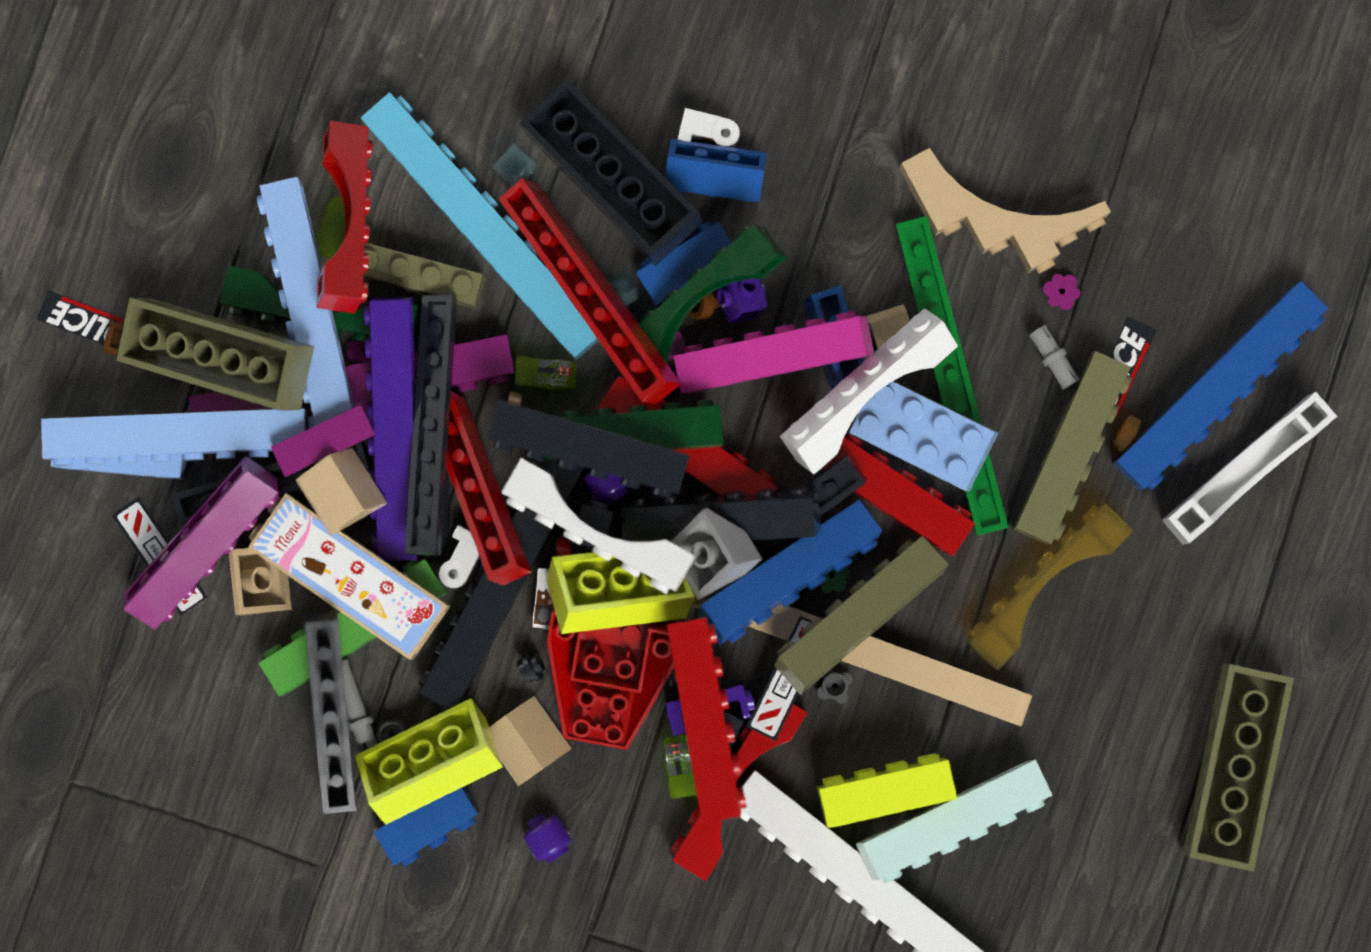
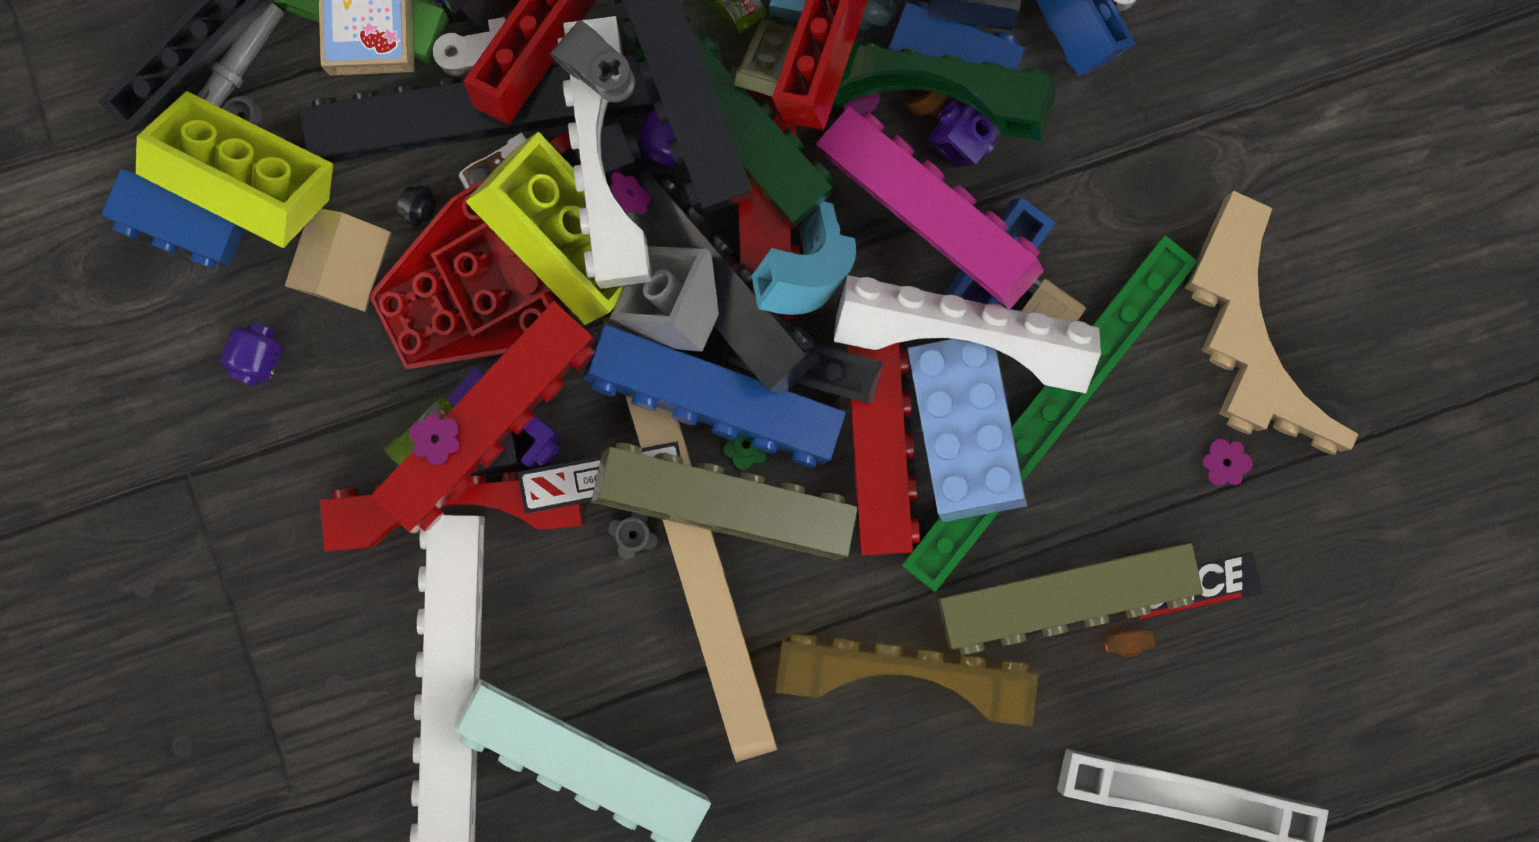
camera: 55 degrees right, 0 degrees up
(537, 492) = (590, 59): none -> dark grey piece
(607, 382) = (765, 57): none -> olive tile
(629, 530) = (629, 193): none -> magenta plant
(688, 762) = (423, 433): none -> magenta plant
(764, 468) = (806, 282): none -> medium azure arch
(887, 791) = (558, 669): neon yellow brick -> none
(1054, 357) = (1151, 506): light grey pin -> none
(1220, 386) = (1256, 705): blue brick -> none

